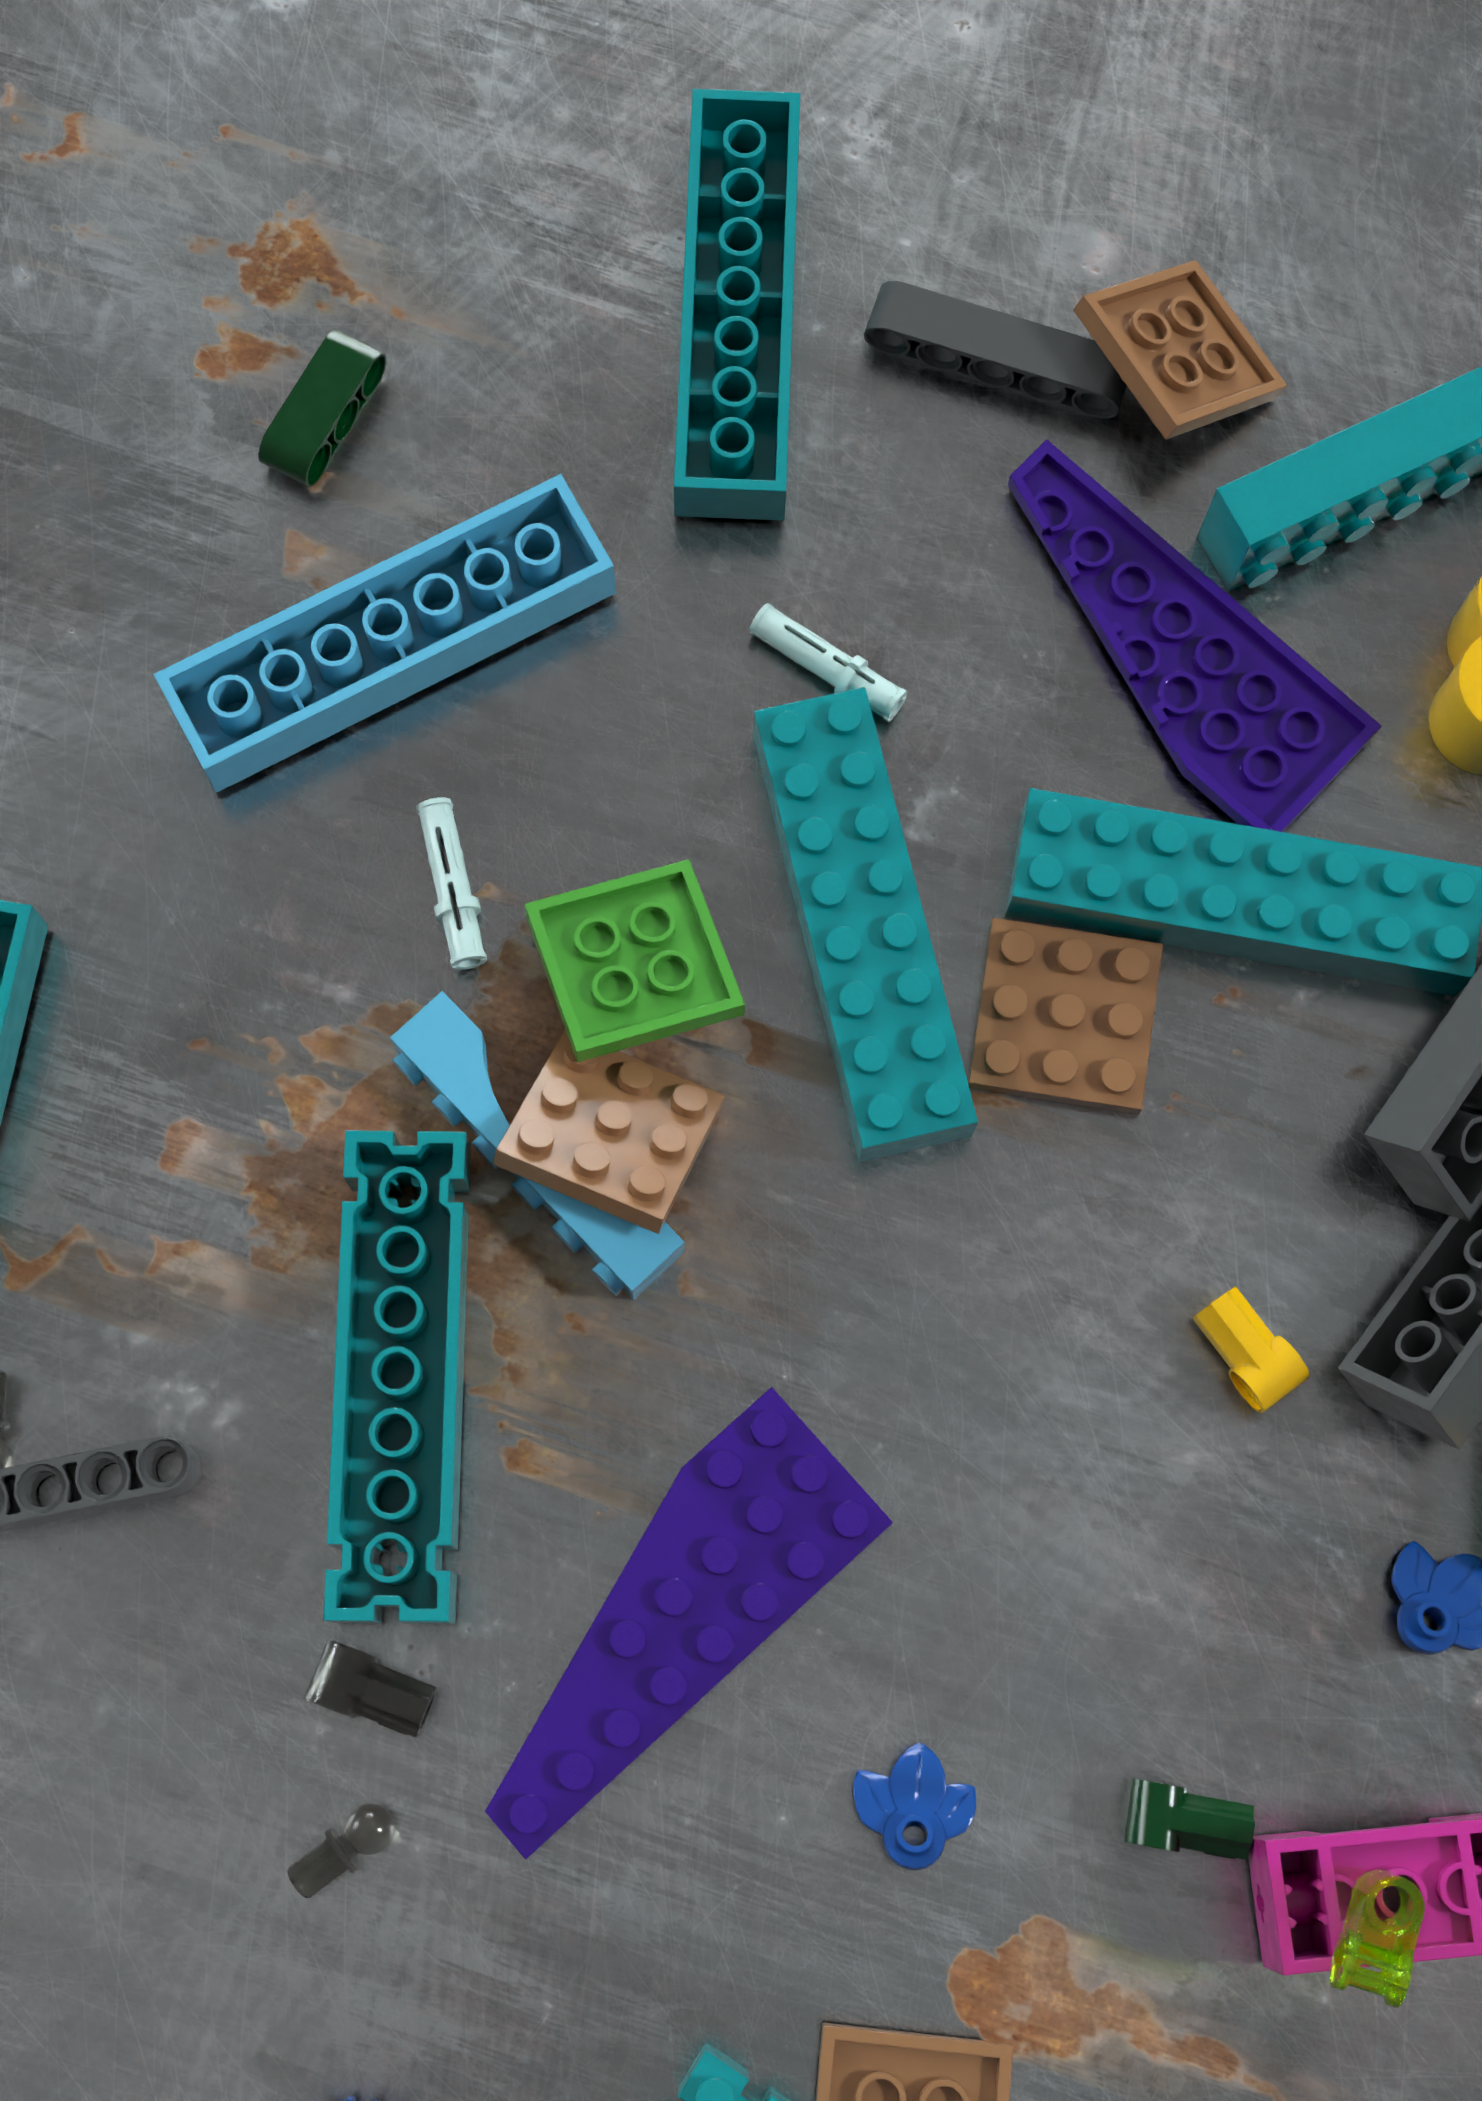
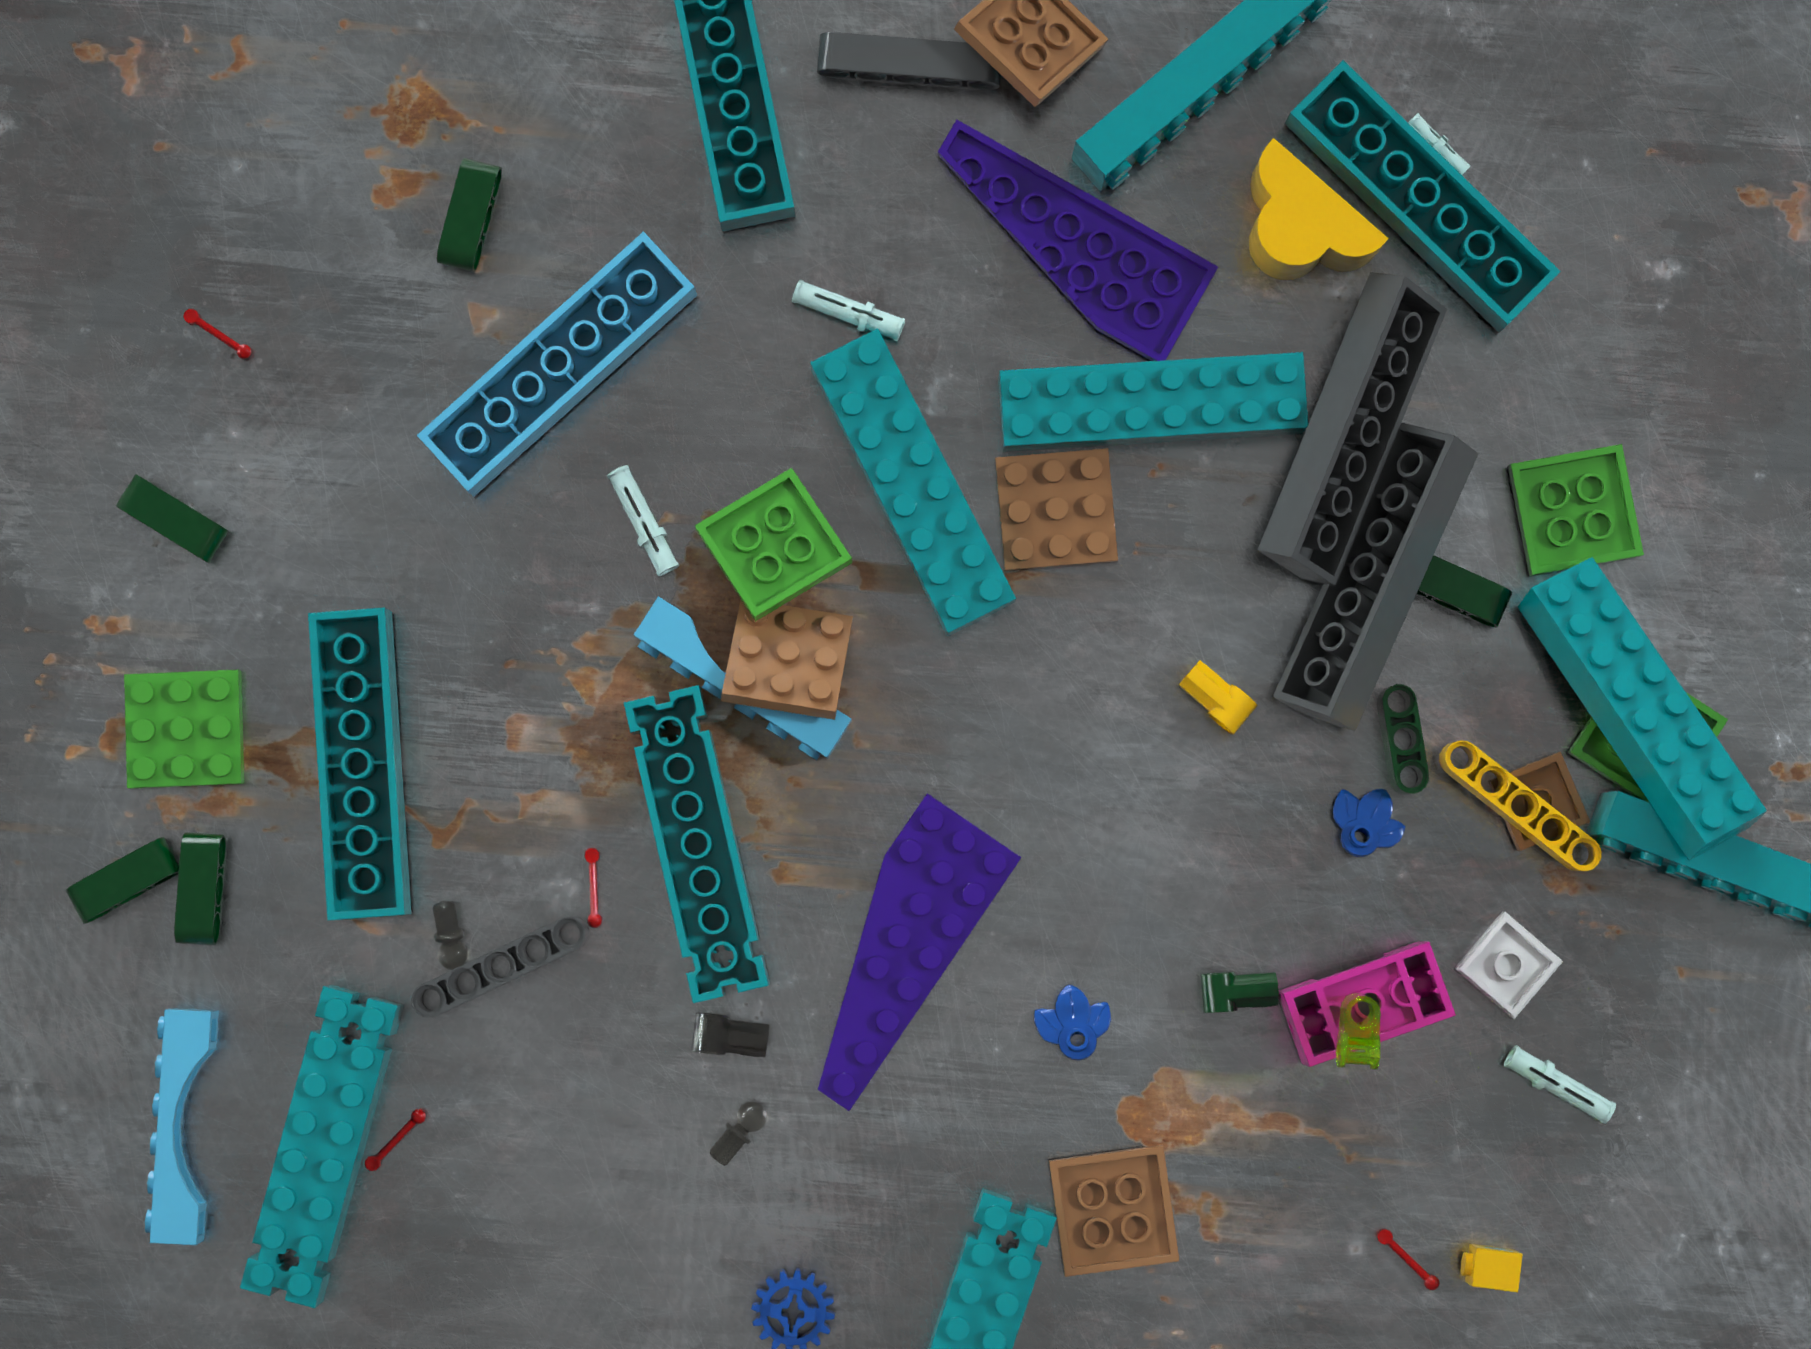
camera: 15 degrees left, 10 degrees up
(238, 1358) = (592, 856): none -> red hinge

